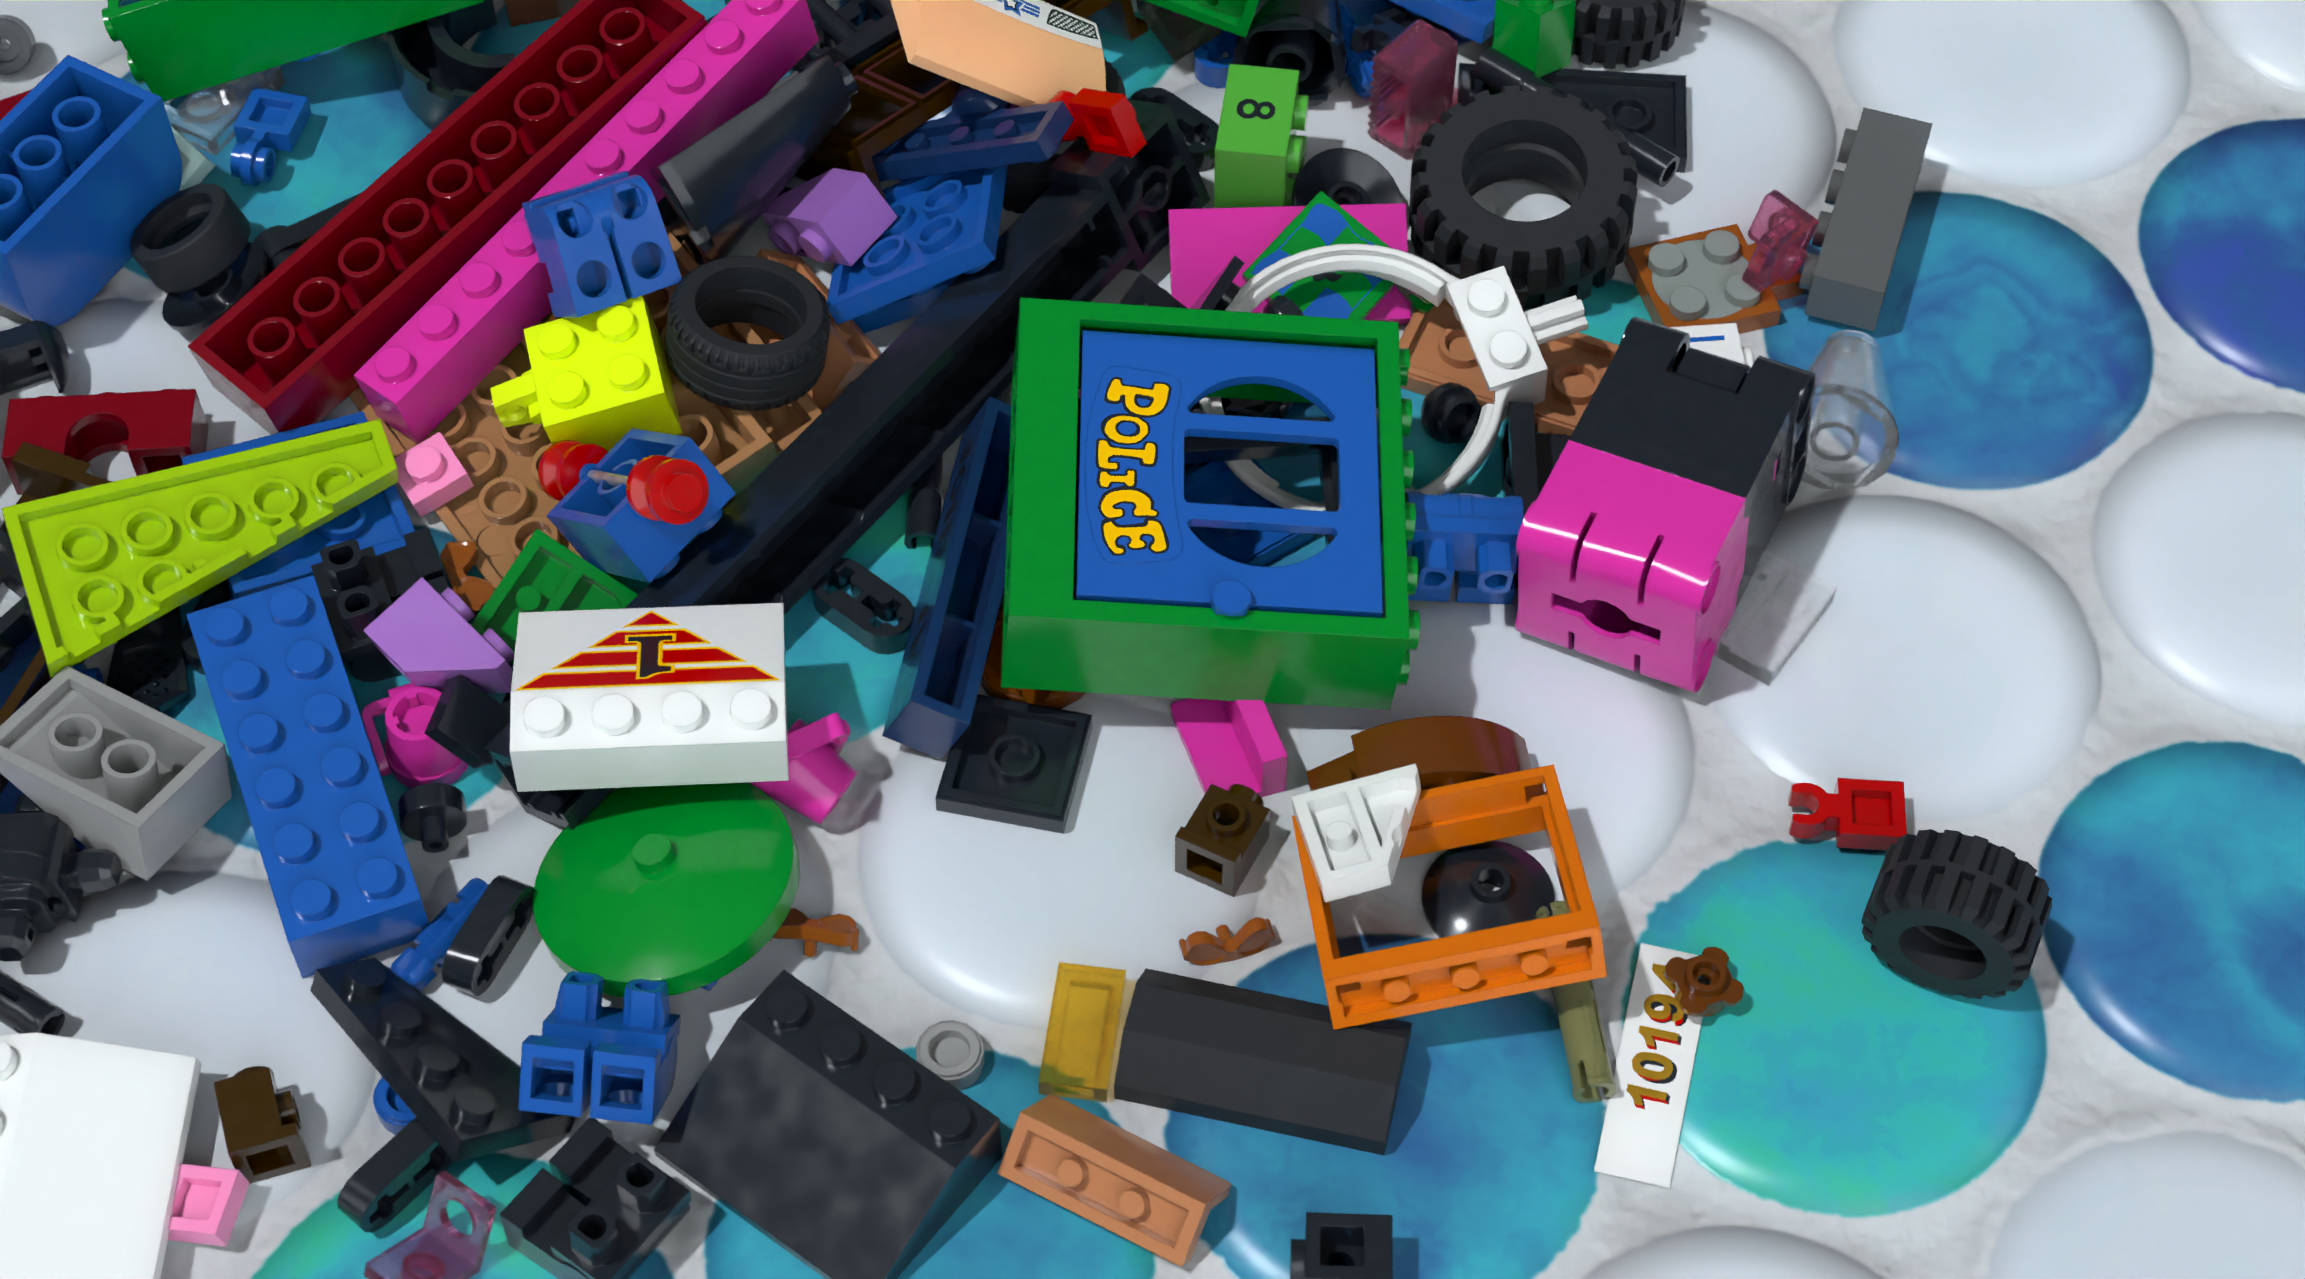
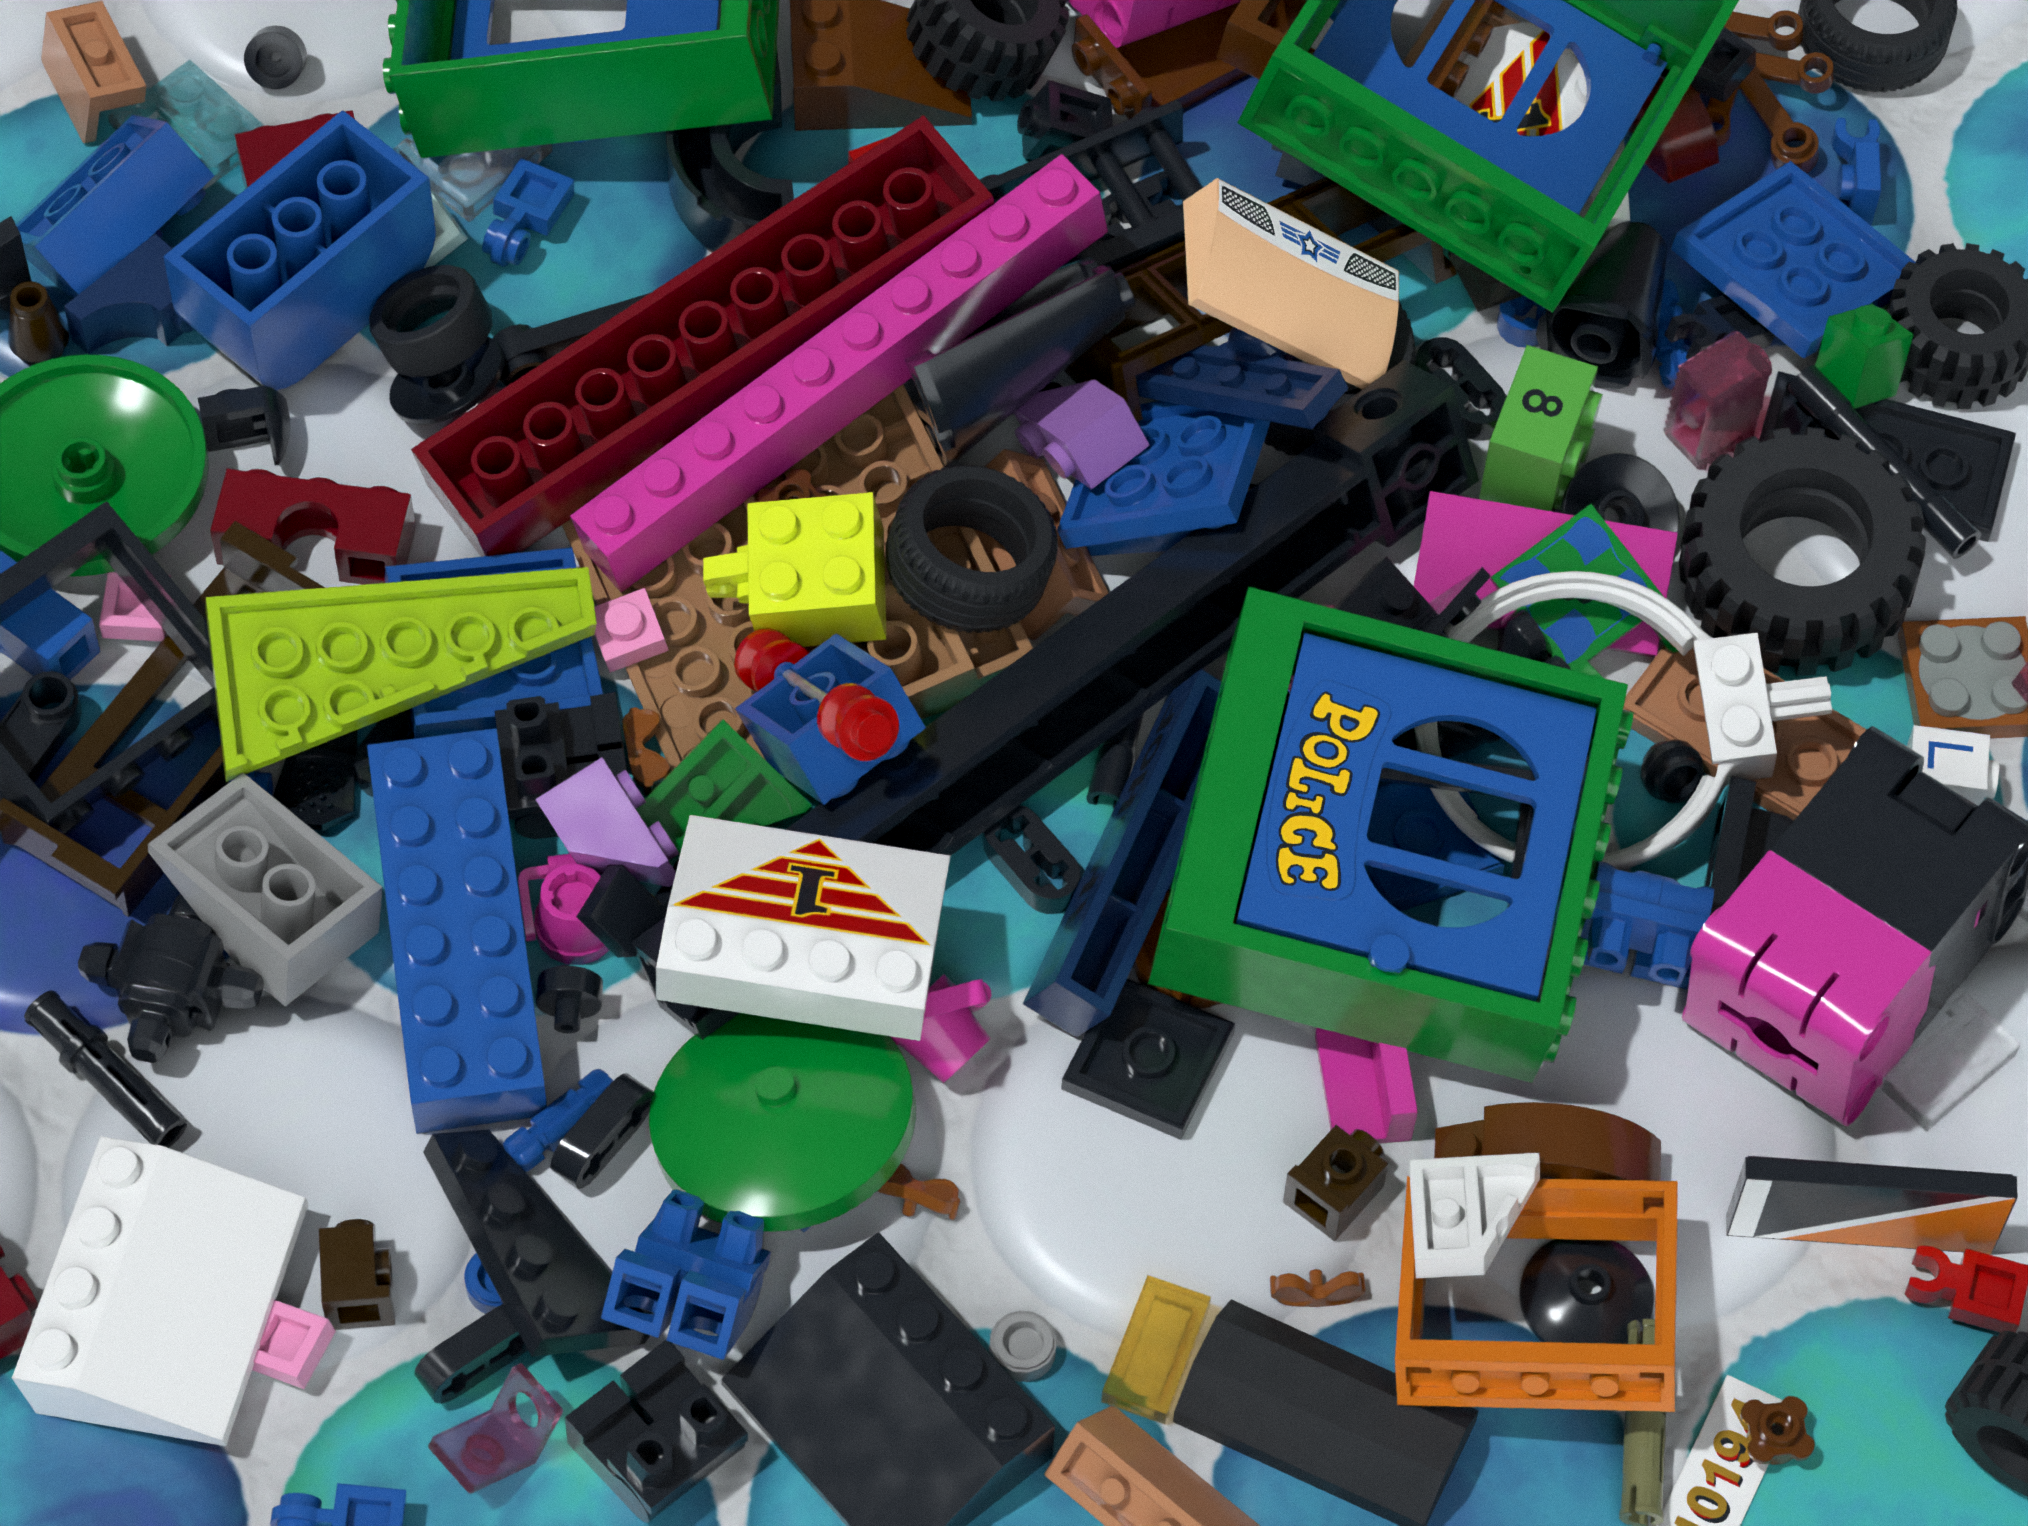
camera: 10 degrees right, 5 degrees up
(601, 243) = (841, 432): blue hips -> none
(1103, 120) = (1379, 392): red plate -> none
(1738, 753) = (1870, 1204): none -> black tile

